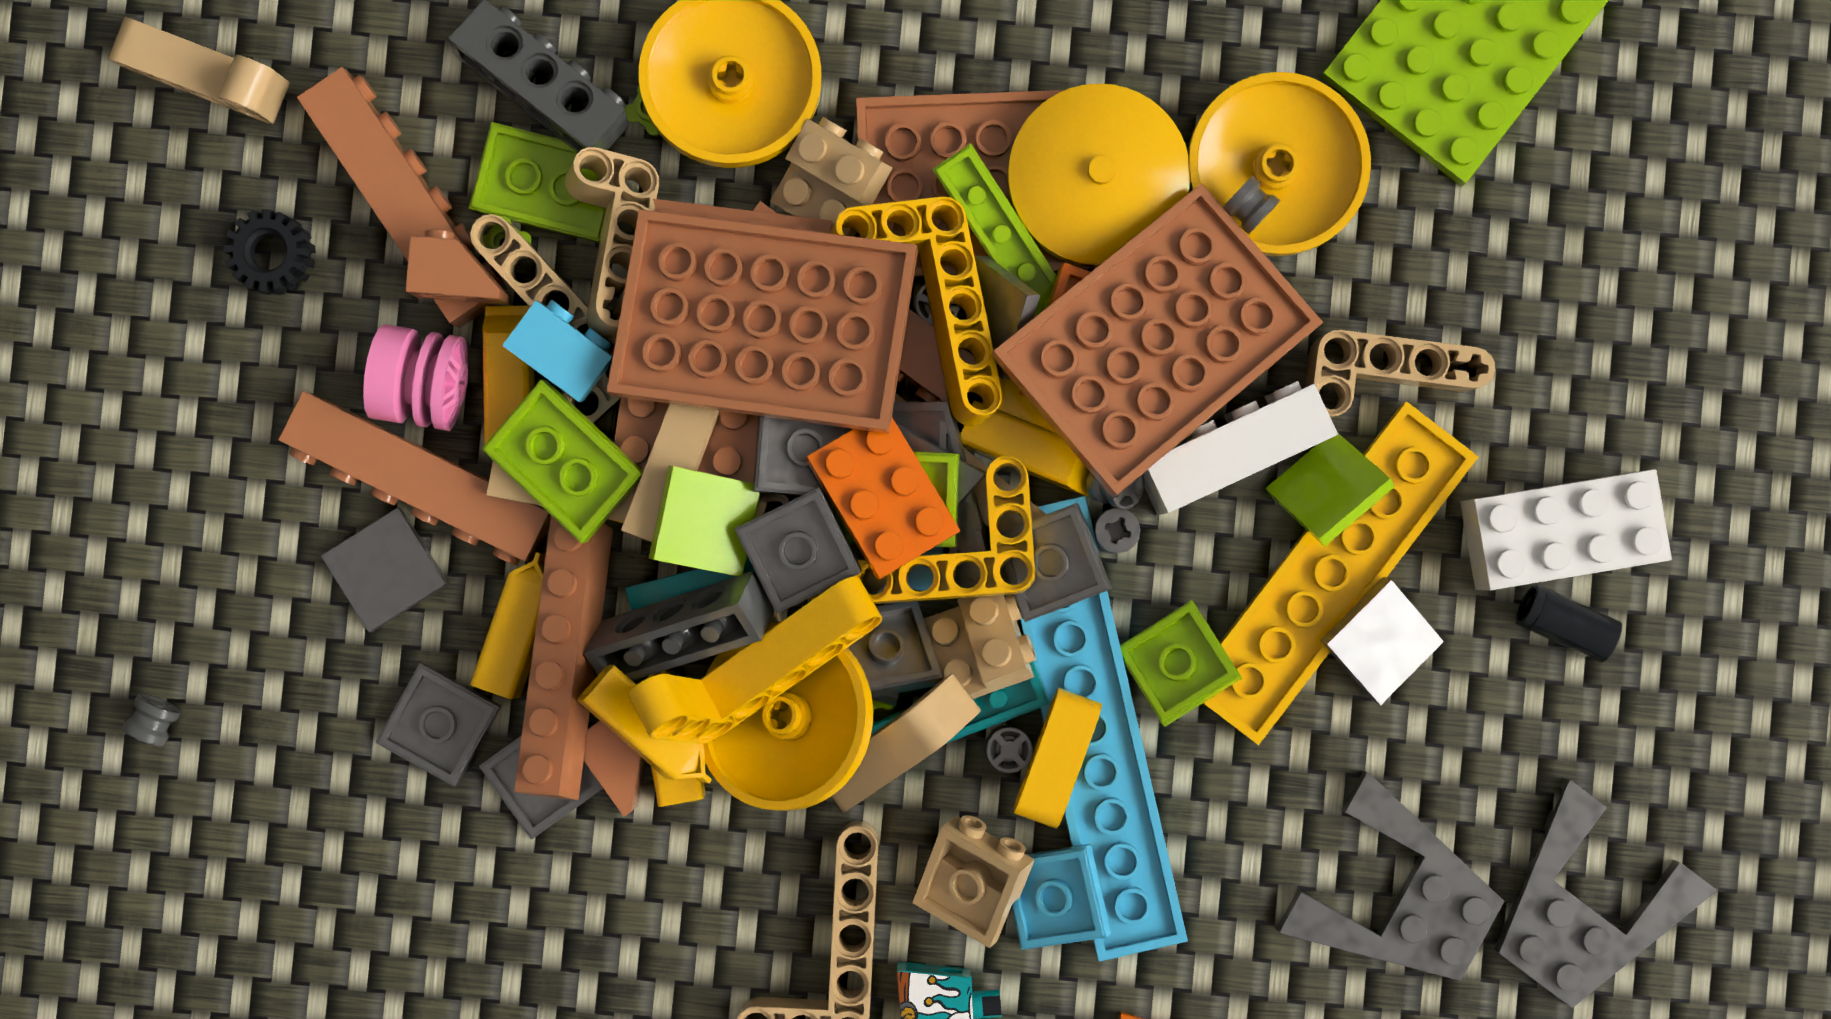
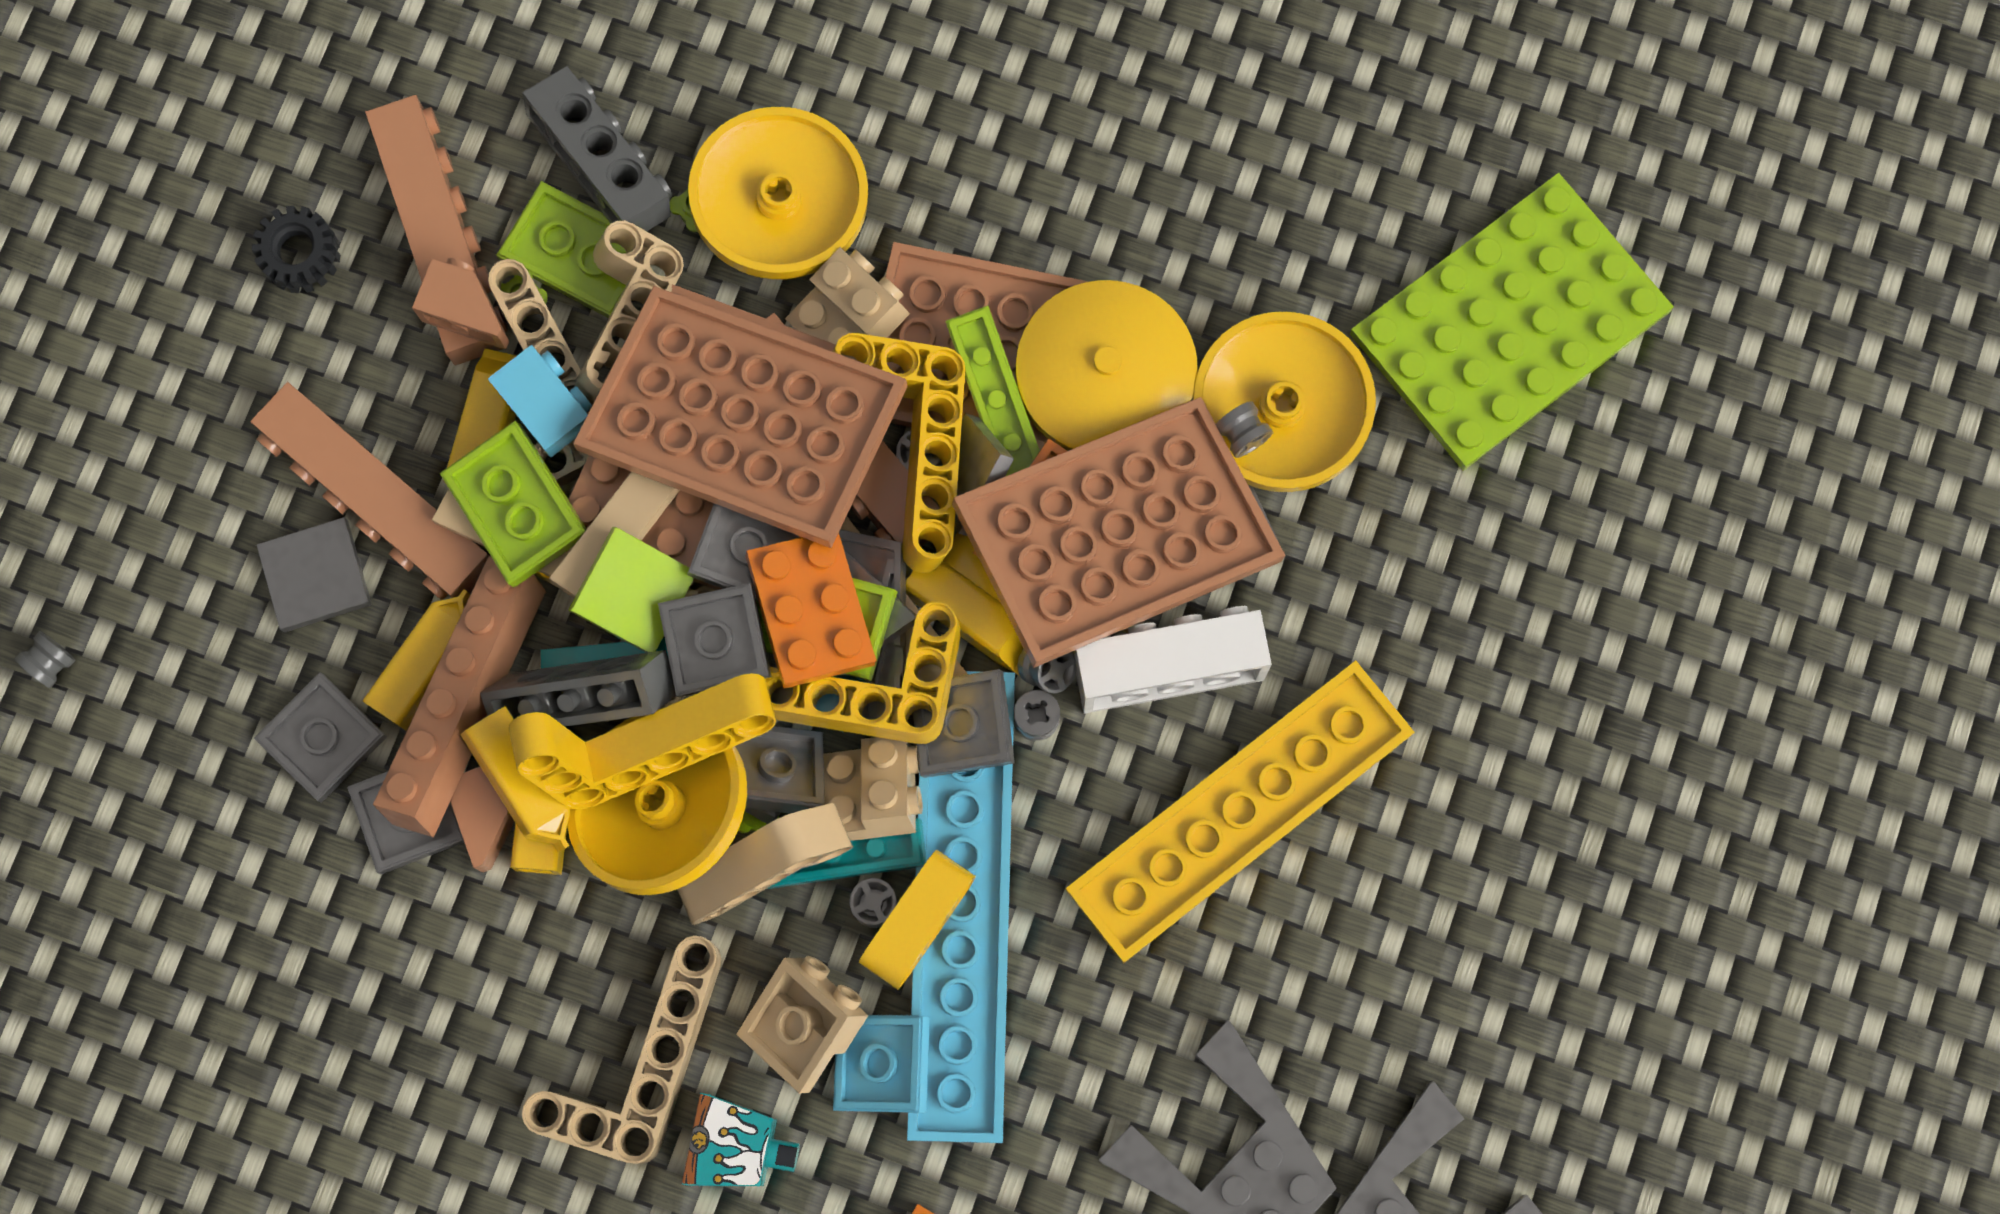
camera: 20 degrees right, 10 degrees down
(195, 69) = (310, 86): tan beam -> none
(415, 378) = (398, 395): bright pink wheel -> none
(1178, 663) = (1064, 860): lime tile -> none
(1330, 488) = (1257, 723): lime tile -> none
(1382, 640) = (1274, 890): tile -> none
(1400, 365) = (1355, 630): tan beam -> none
(1566, 530) = (1485, 825): white brick -> none
(1569, 623) = (1467, 920): black pin -> none

